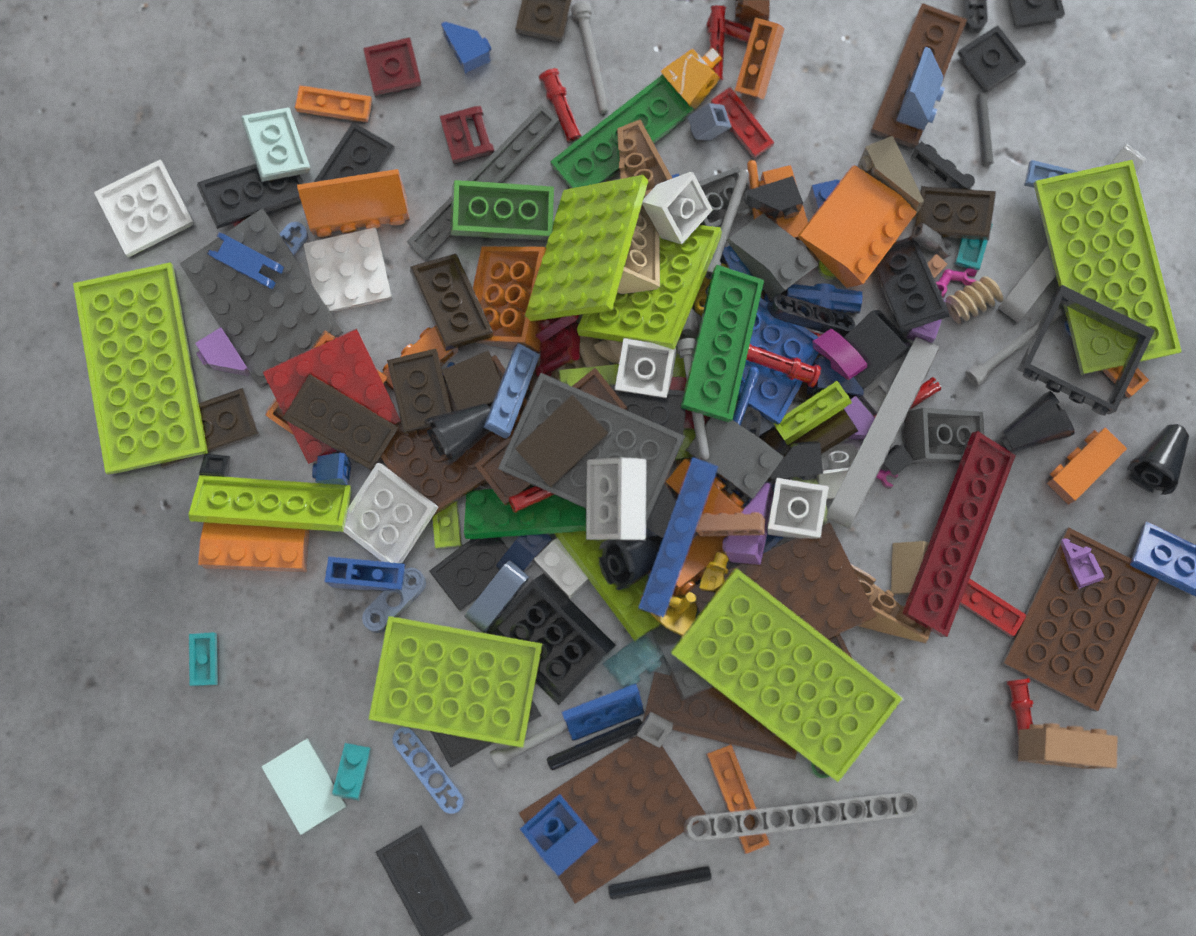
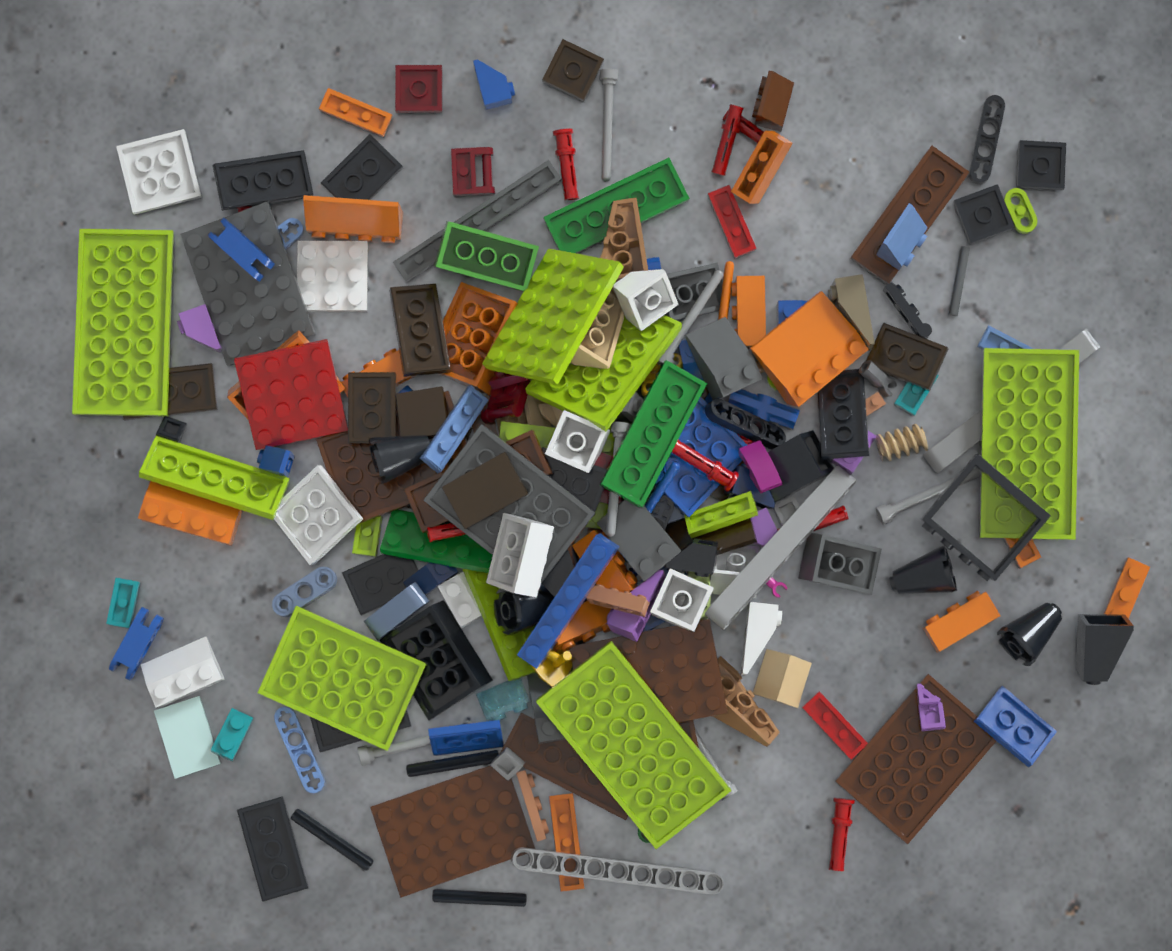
camera: 15 degrees right, 5 degrees up
(226, 698) = (136, 643): none -> blue piece
(275, 144) = (293, 140): light aqua tile -> none
(282, 718) = (181, 672): none -> white slope
(340, 422) = (293, 420): dark brown tile -> none
(364, 574) = (283, 563): blue slope -> none
(485, 858) = (332, 839): none -> black axle
(558, 835) = (400, 834): blue slope -> none
(692, 768) = (533, 805): none -> nougat plate
(693, 75) = (696, 167): light orange torso -> none
(709, 122) = (700, 215): sand blue brick -> none
(714, 574) = (594, 639): yellow piece -> none
(776, 198) = (741, 306): black slope -> none
(882, 520) = (759, 627): none -> white slope
(897, 459) = (788, 574): black slope -> none
(949, 275) = (889, 414): dark pink arm -> none
(959, 534) = (825, 656): dark red plate -> none
(1029, 46) = (1021, 211): none -> lime plate
(1067, 746) = (867, 868): medium nougat brick -> none

